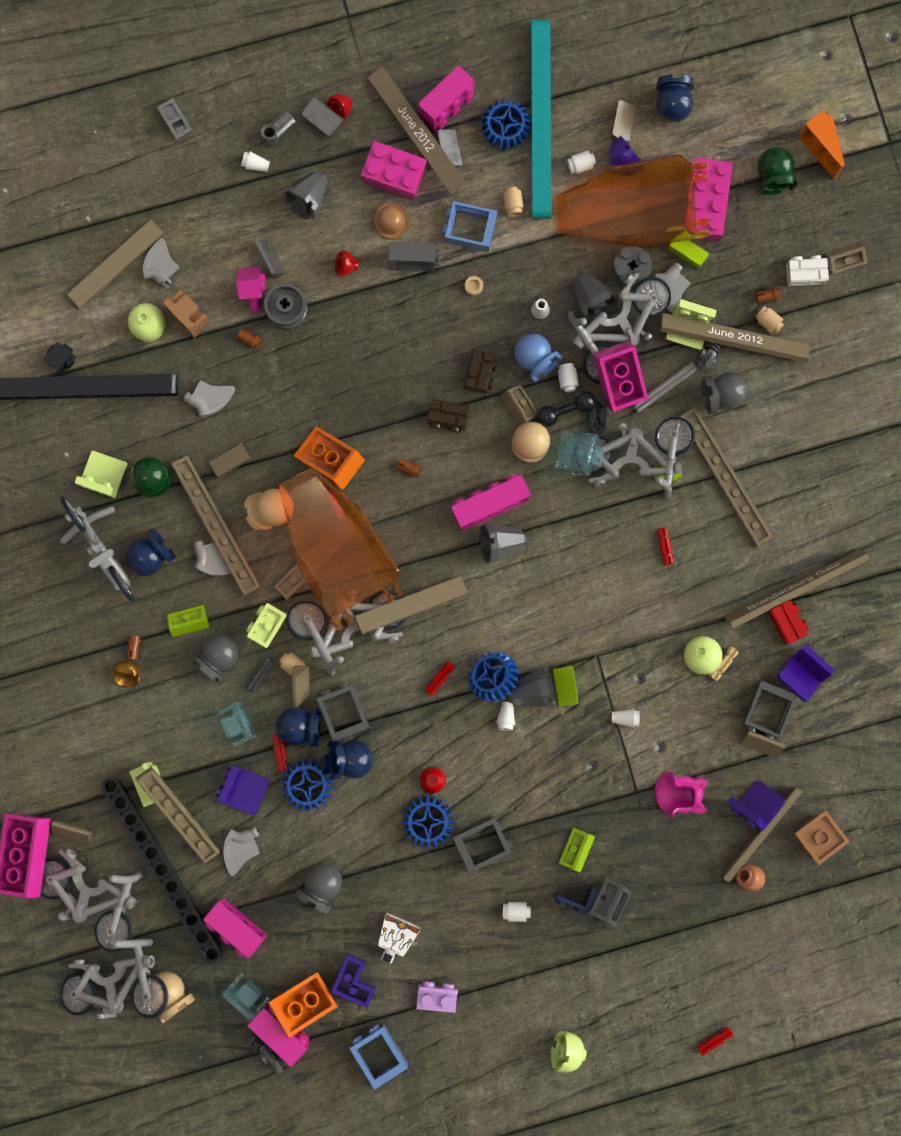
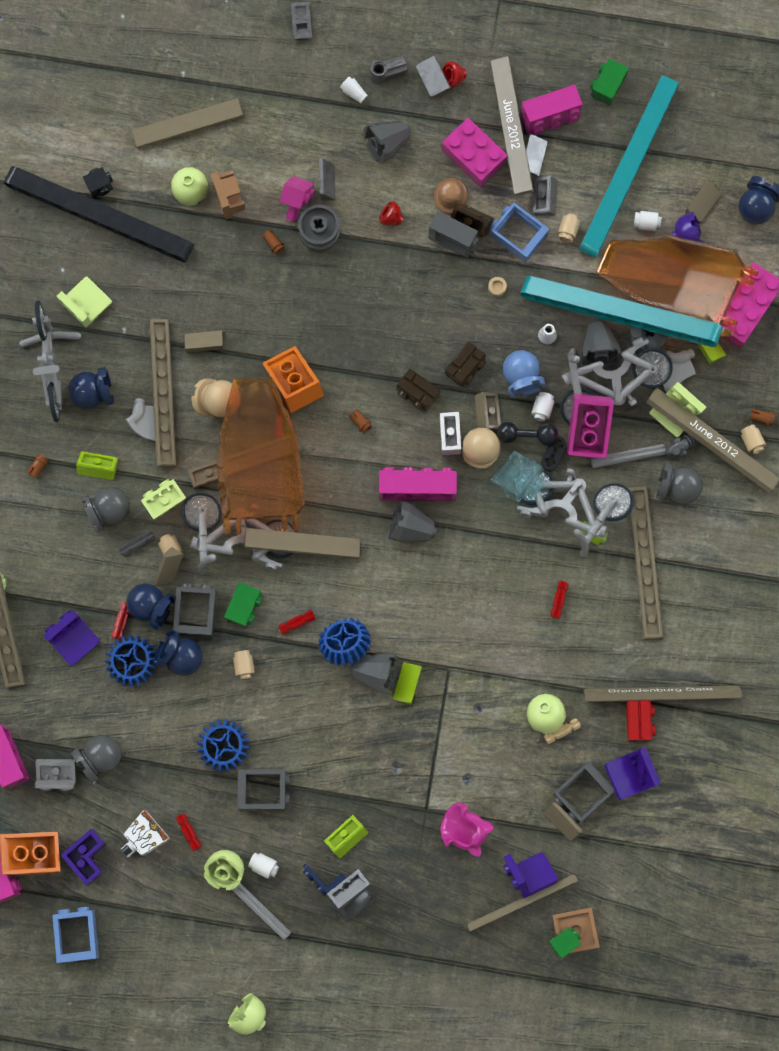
camera: 30 degrees right, 5 degrees down
(126, 673) = (19, 485): pearl gold hair -> none
(151, 477) = (126, 322): dark green tile -> none
(159, 264) = (225, 141): light grey arm -> none
(209, 398) = (212, 278): light grey arm -> none
(237, 724) = (95, 576): clear light blue panel -> none
(239, 848) = (43, 689): light grey arm -> none
(289, 920) = (55, 774): none -> light grey bracket
(384, 686) = (243, 605): none -> green brick
(411, 740) = (243, 664): none -> tan brick
(422, 233) = (473, 218): none -> dark brown brick
(432, 780) = (246, 710): red brick -> none
(434, 914) = (188, 832): none -> red axle
(437, 998) = (153, 909): lavender bracket -> none
(477, 181) = (545, 196): none -> flat silver slope
(484, 933) = (224, 869): none -> yellowish green cylinder
(485, 48) = (609, 82): none -> green brick
(496, 441) = (450, 433): none -> white brick
(498, 122) = (600, 161): blue gear -> none
(506, 717) = (339, 685): white cone -> none
(531, 952) = (261, 911): none -> light grey axle
(600, 257) = (621, 311): none -> teal beam
(626, 718) = (448, 737): white cone -> none
(750, 877) = (492, 937): nougat head -> none
(820, 853) = (564, 942): none -> green brick

